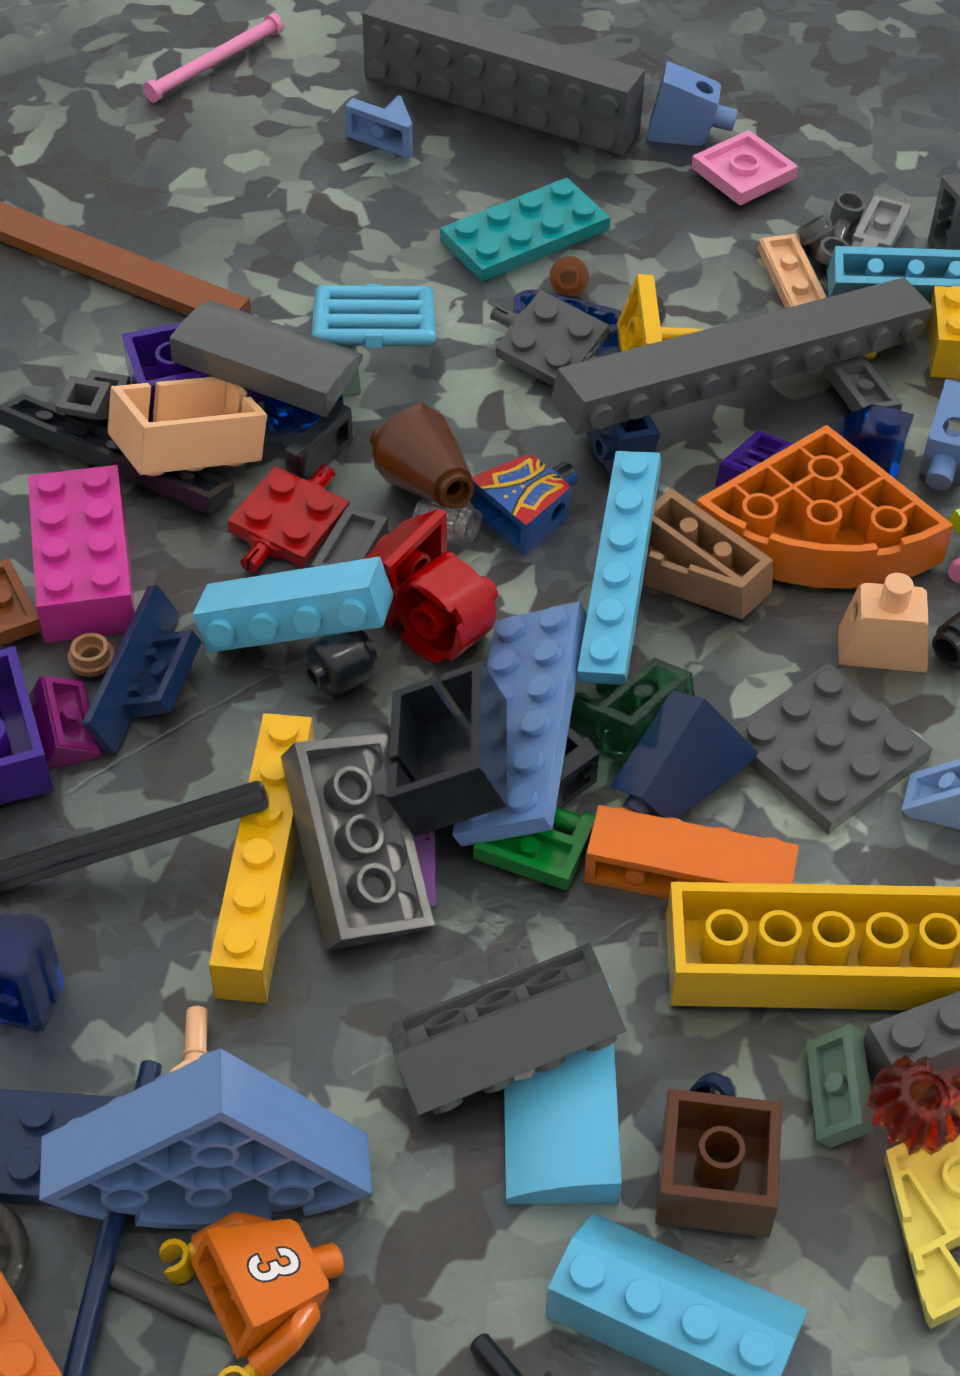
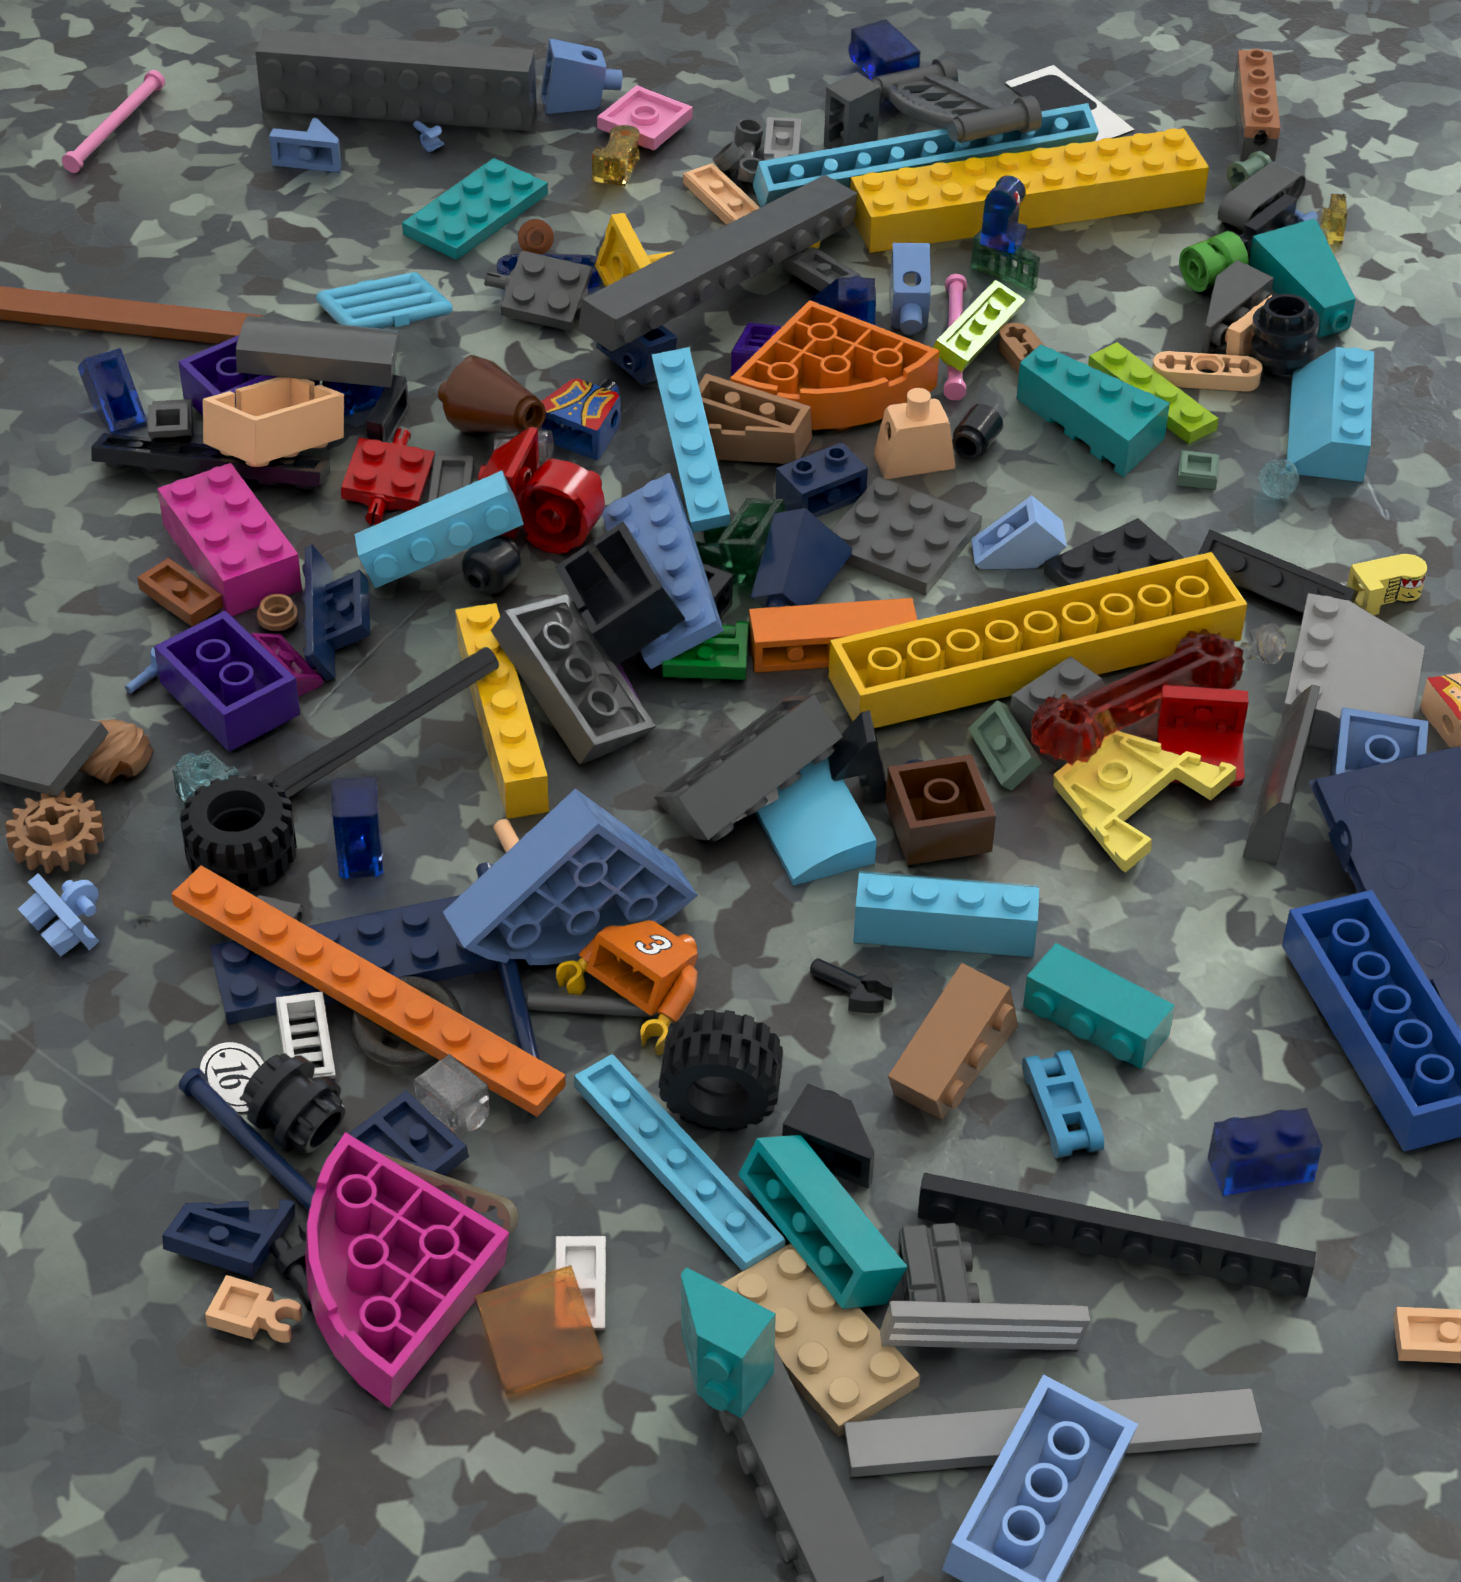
camera: 20 degrees left, 5 degrees down
(54, 346) = (112, 390): none -> clear blue slope
(513, 141) = (429, 136): none -> medium blue hand
(647, 1056) = (860, 756): none -> black slope
(697, 205) = (619, 158): none -> clear yellow leg
(757, 653) = (822, 481): none -> dark blue brick

